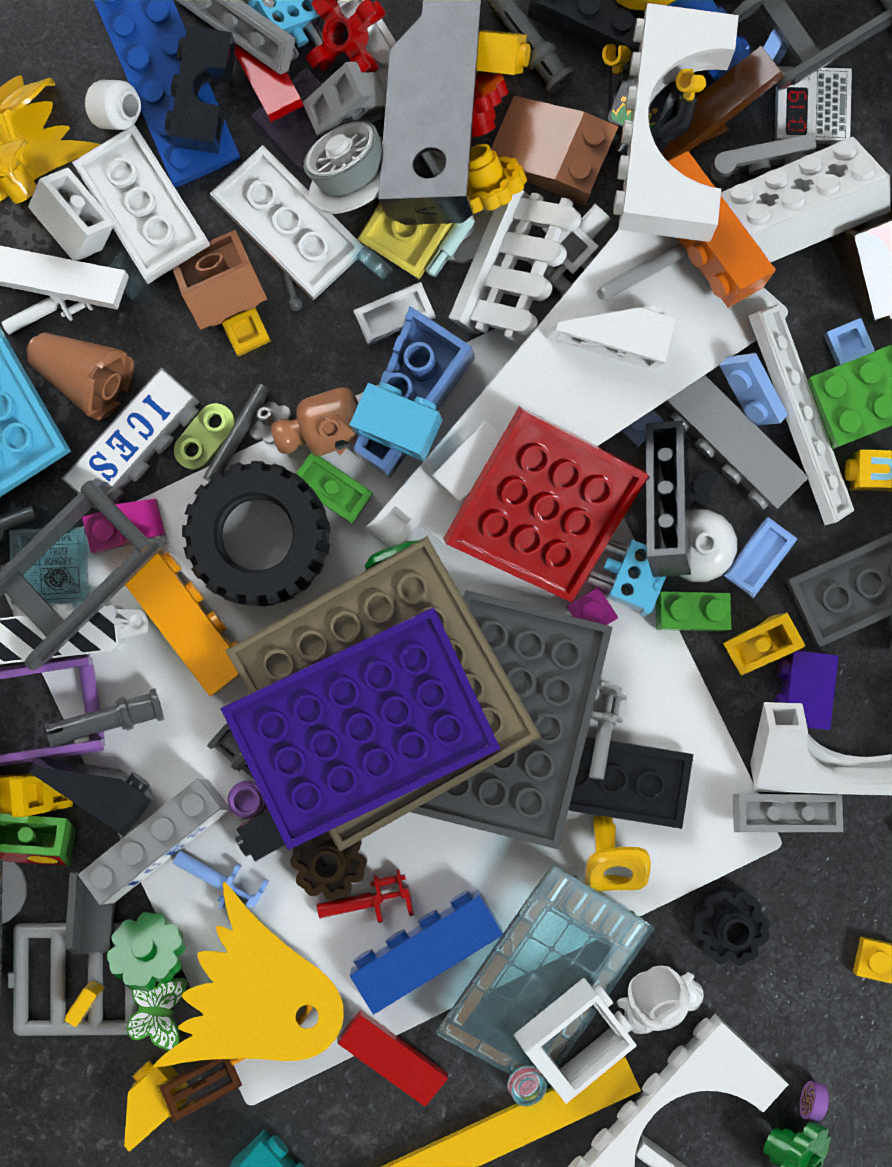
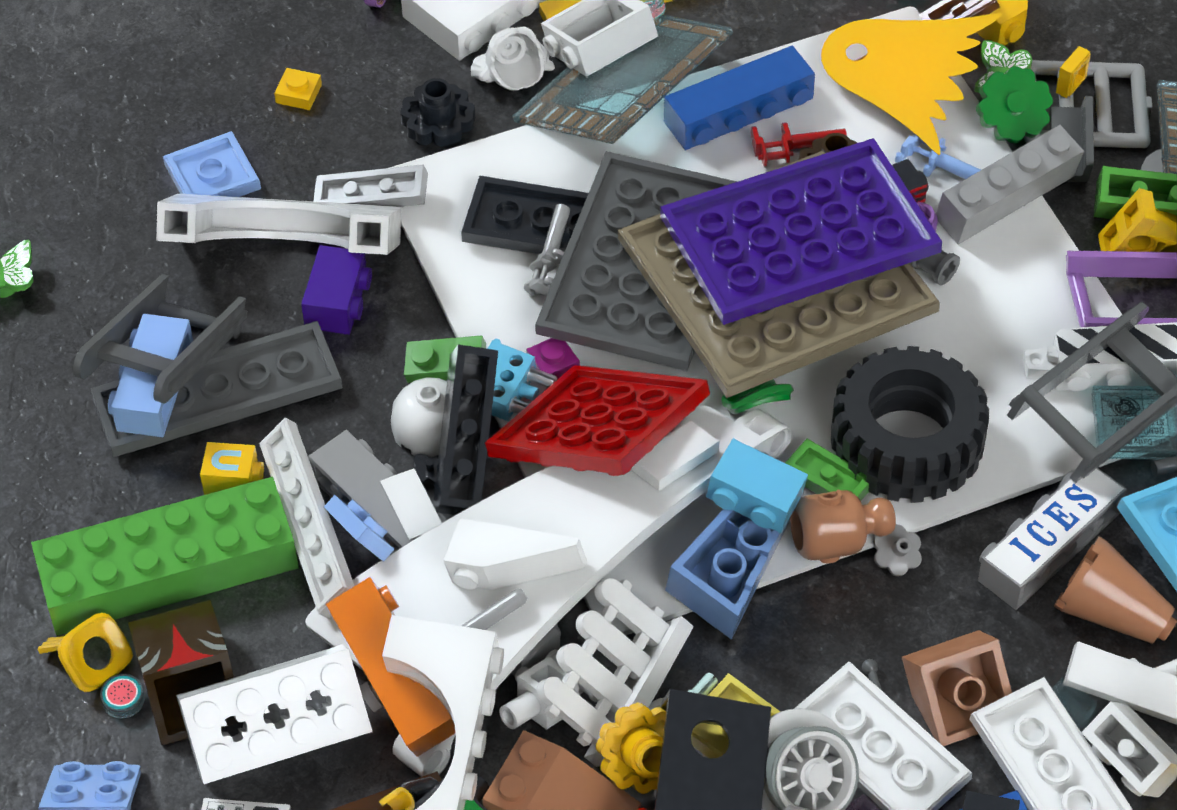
camera: 170 degrees left, 35 degrees down
(101, 791) = (1072, 223): black slope -> none
(103, 534) = (1046, 454): dark pink slope -> none
(124, 714) = (1047, 286): dark grey pin -> none
(185, 621) = (975, 342): light orange brick -> none
(207, 438) = (972, 540): yellowish green plate -> none
(238, 431) = (934, 536): dark grey bar -> none
(246, 331) = (923, 634): yellow tile -> none
(374, 263) = (777, 692): clear light blue tile -> none
(387, 315) = (755, 651): white tile -> none
(392, 1058) = (773, 29): red tile -> none
(608, 856) = (557, 152): yellow piece -> none
(708, 427) = (411, 503): none -> white sticker
(759, 557) = (365, 408): light blue tile -> none
(760, 157) = (314, 781): light grey plate -> none
(764, 643) = (374, 322): yellow slope -> none
(849, 342) = (239, 593): light blue plate -> none

